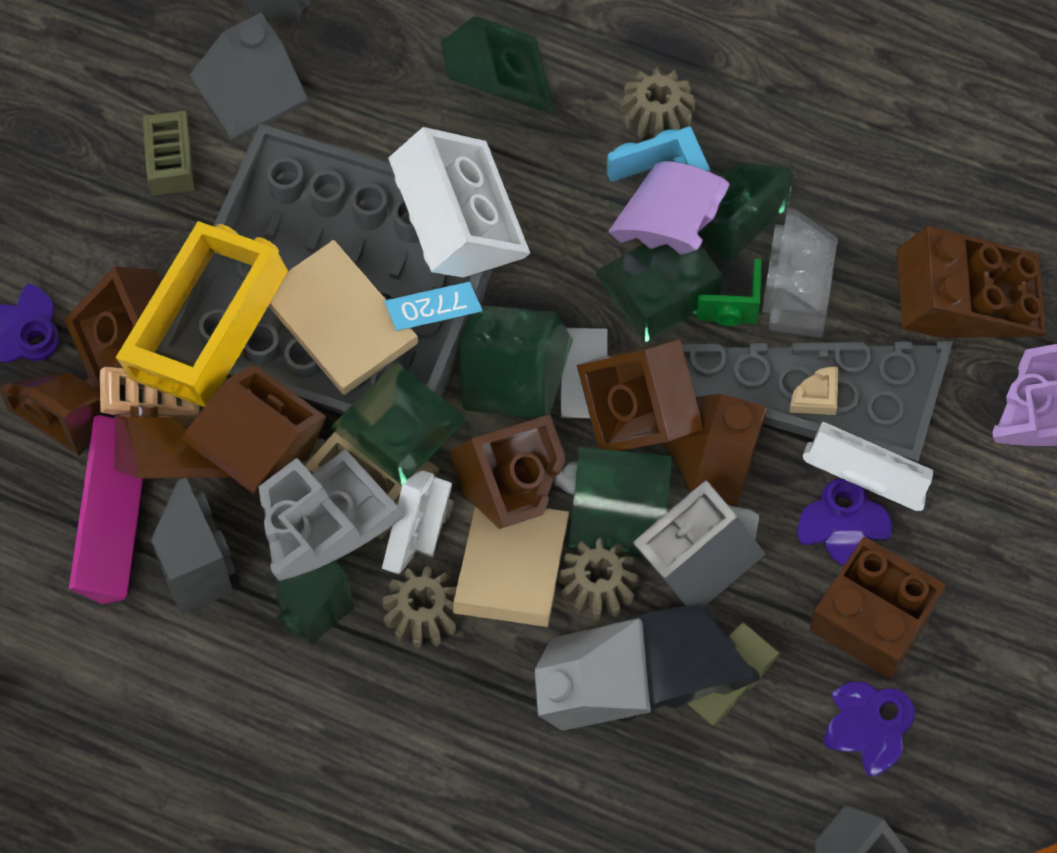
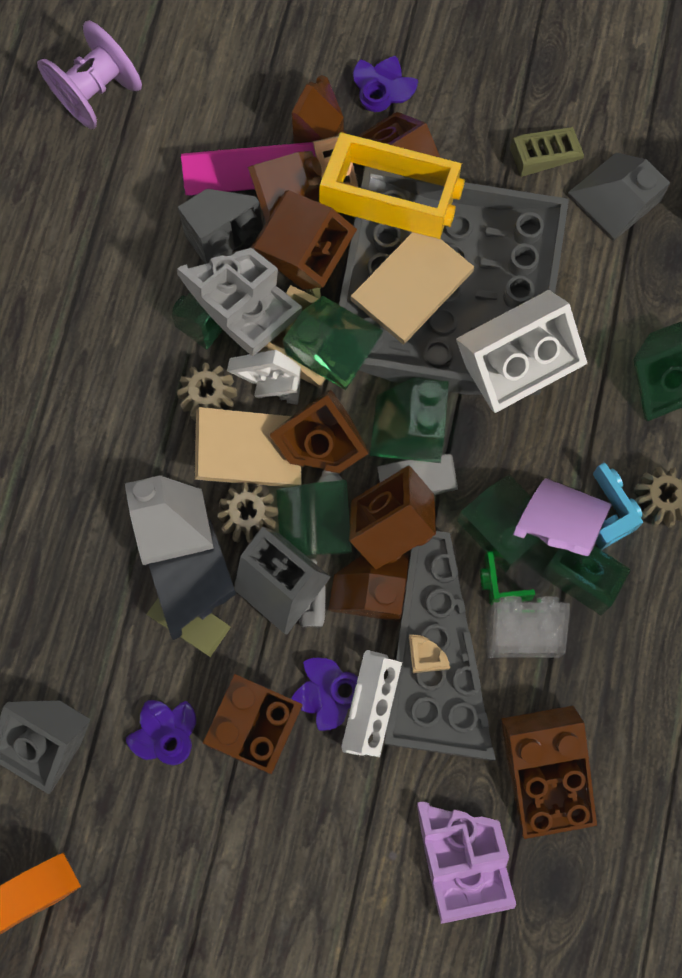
camera: 80 degrees right, 10 degrees up
(433, 306) = (433, 348): medium azure sticker -> none

